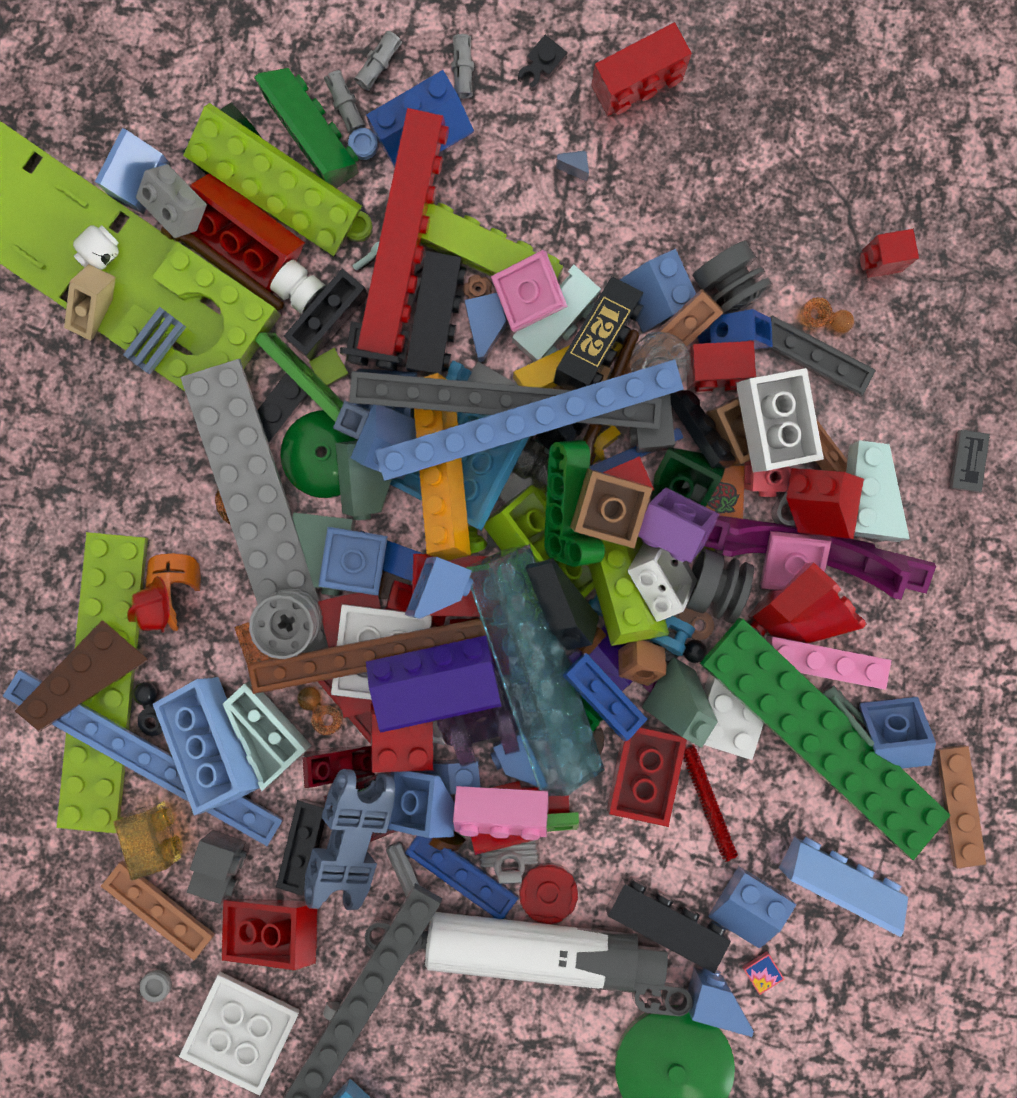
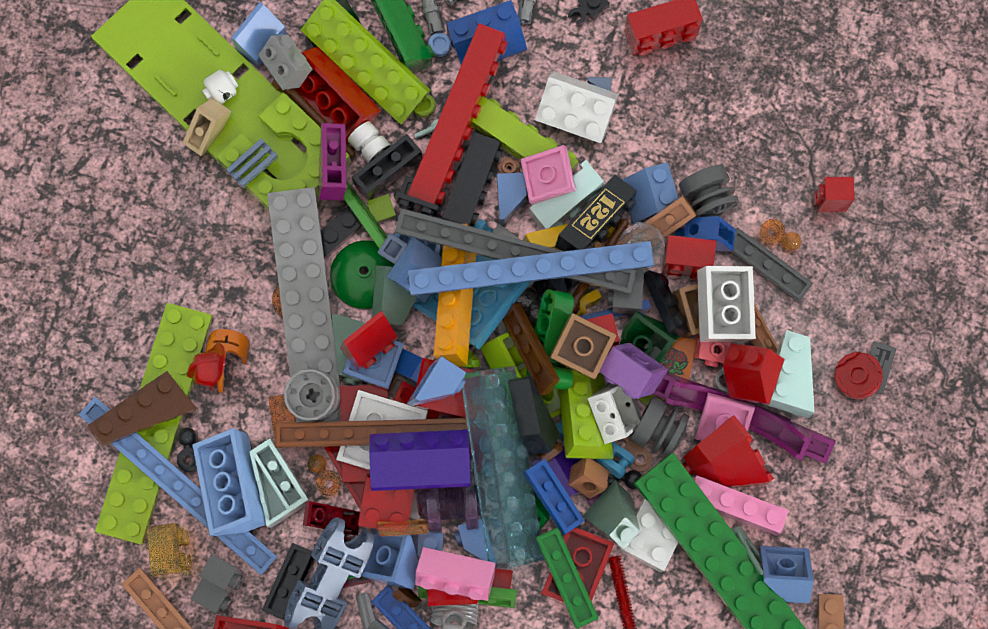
camera: 10 degrees right, 10 degrees down
(255, 322) = (332, 162): none -> magenta slope
(344, 546) = (369, 341): none -> red slope
(427, 768) = (405, 527): none -> clear orange tile
(546, 521) = (530, 349): none -> reddish brown tile
(549, 196) = (576, 107): none -> white brick
(637, 792) = (566, 578): none -> green tile
(949, 476) = (858, 375): none -> red tile

